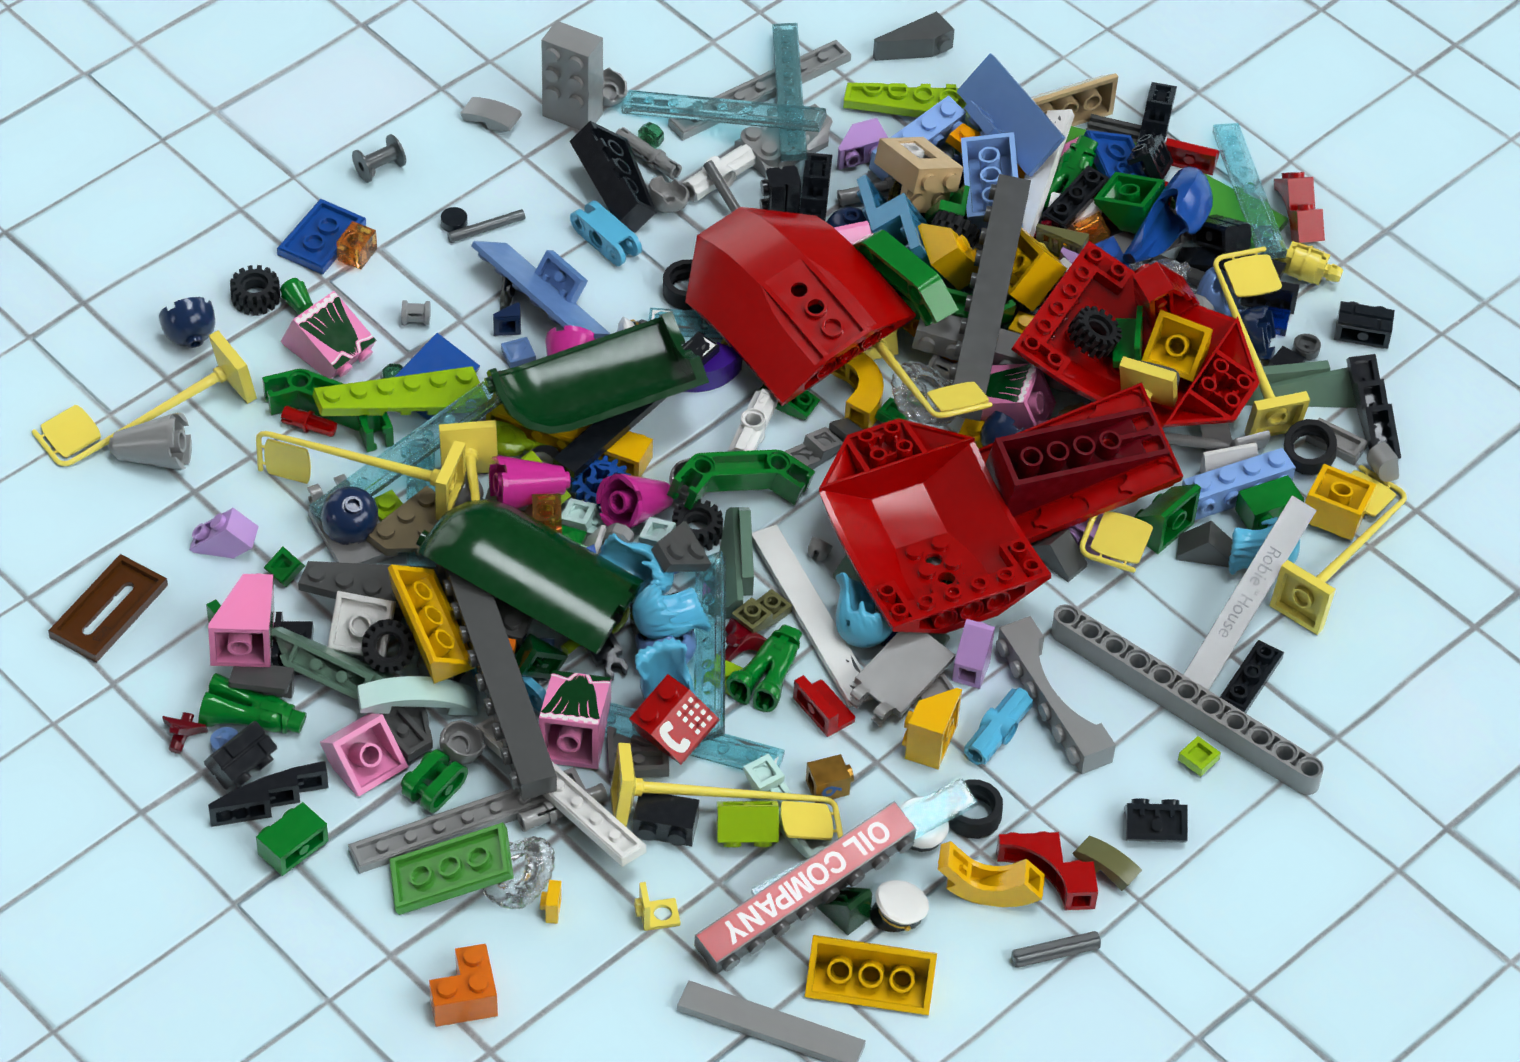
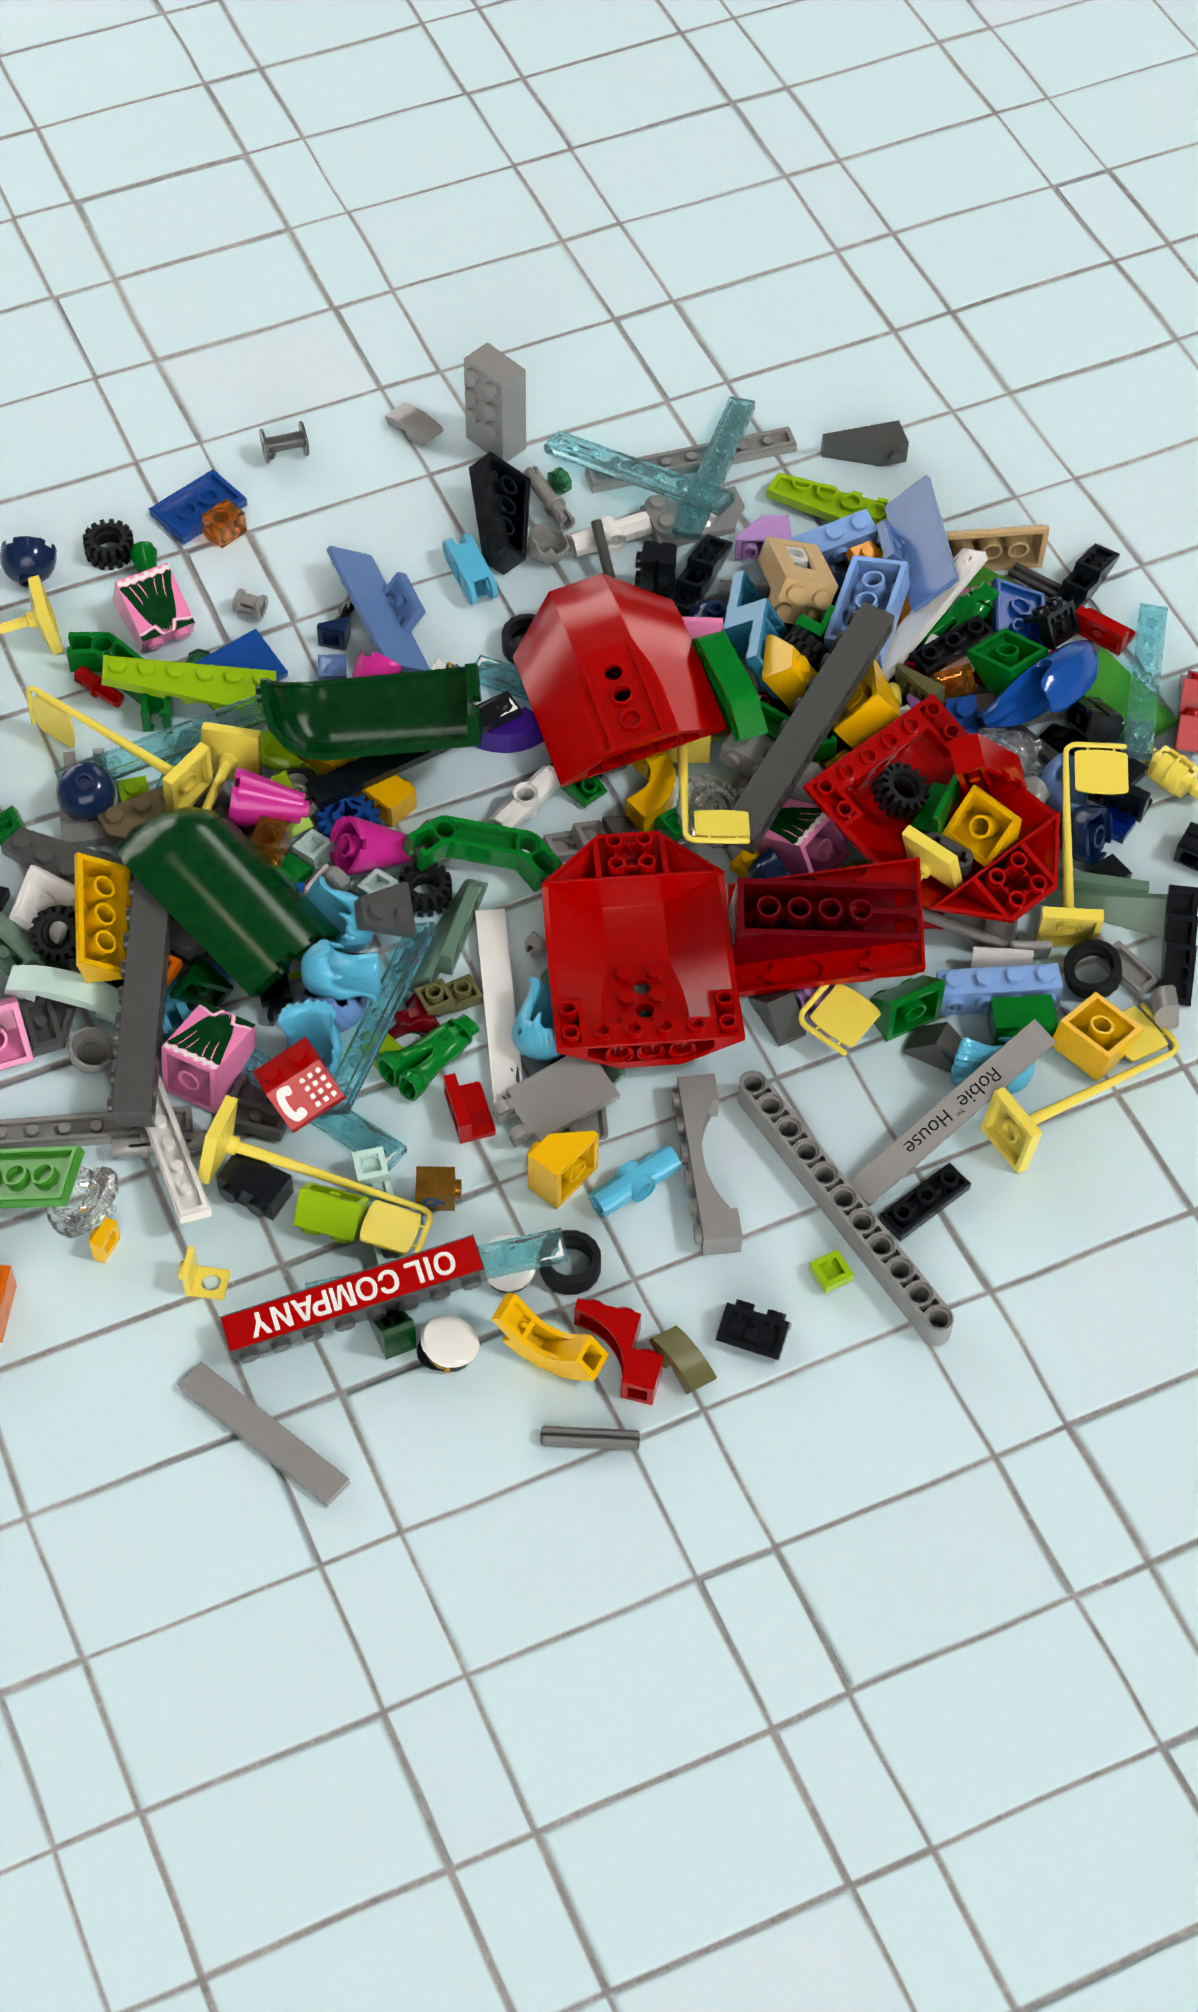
camera: 20 degrees right, 5 degrees up
(434, 780) = (47, 1082): green brick -> none
(453, 219) = (331, 520): black tile -> none
(486, 225) = (360, 533): dark grey bar -> none
(613, 87) = (540, 422): light grey hair -> none
(871, 975) = (384, 1411): yellow slope -> none
(973, 653) = (638, 1098): lavender slope -> none
(1307, 346) = (1138, 860): dark grey tile -> none

